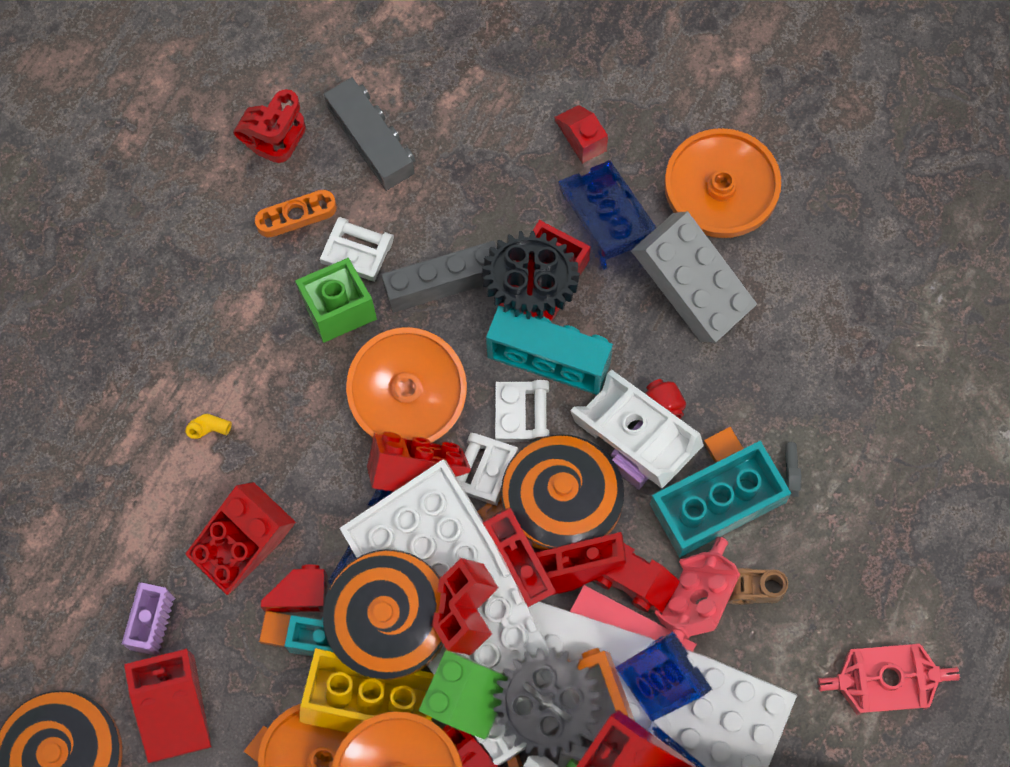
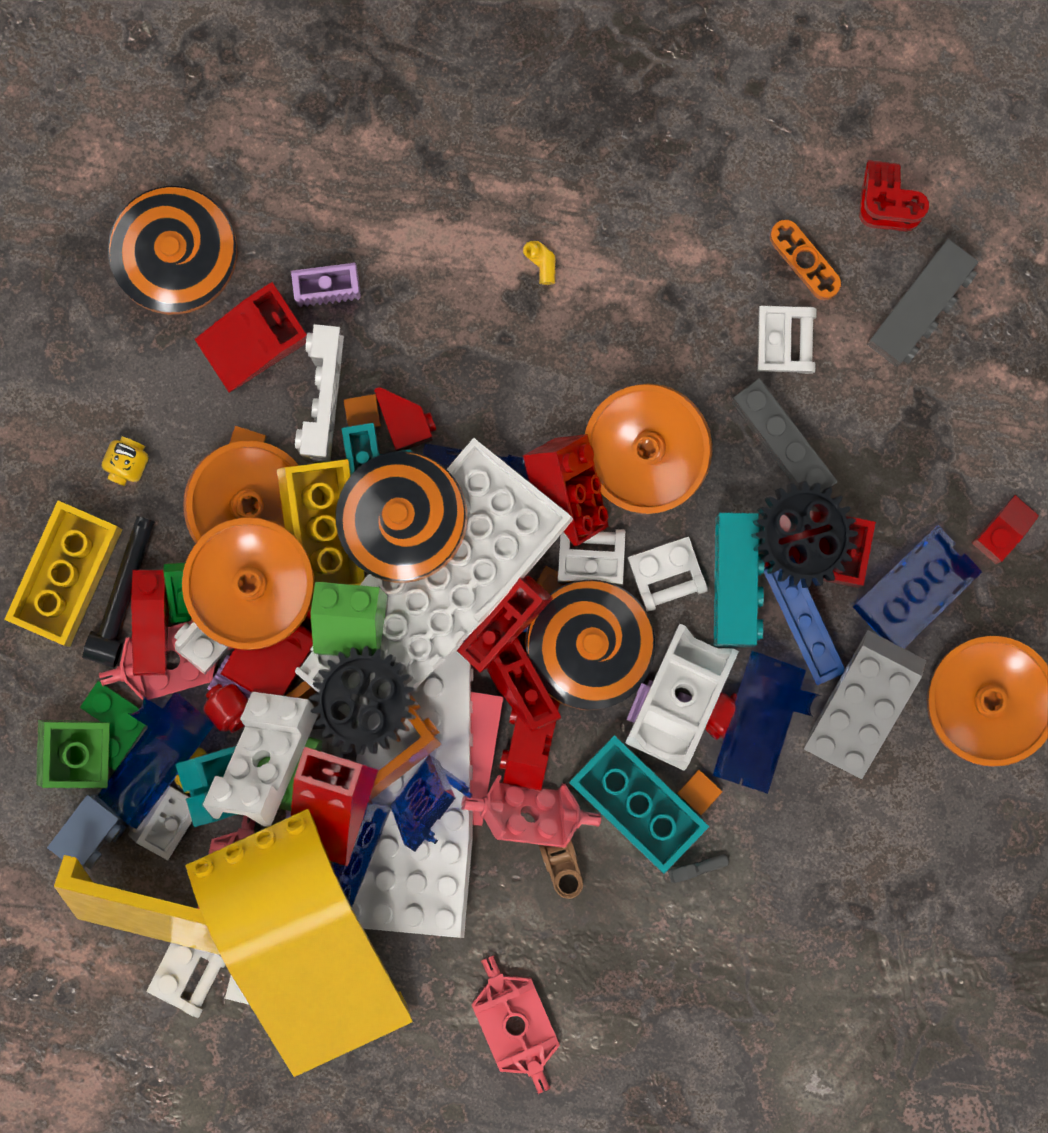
camera: 70 degrees right, 15 degrees up
(210, 639) = (325, 349): none -> white piece
(239, 536) = (439, 339): red slope -> none
(336, 299) = (719, 340): bright green slope -> none
(462, 593) = (413, 589): red brick -> none
(609, 308) = (807, 628): none -> blue plate
(683, 375) = (761, 721): none -> clear blue piece

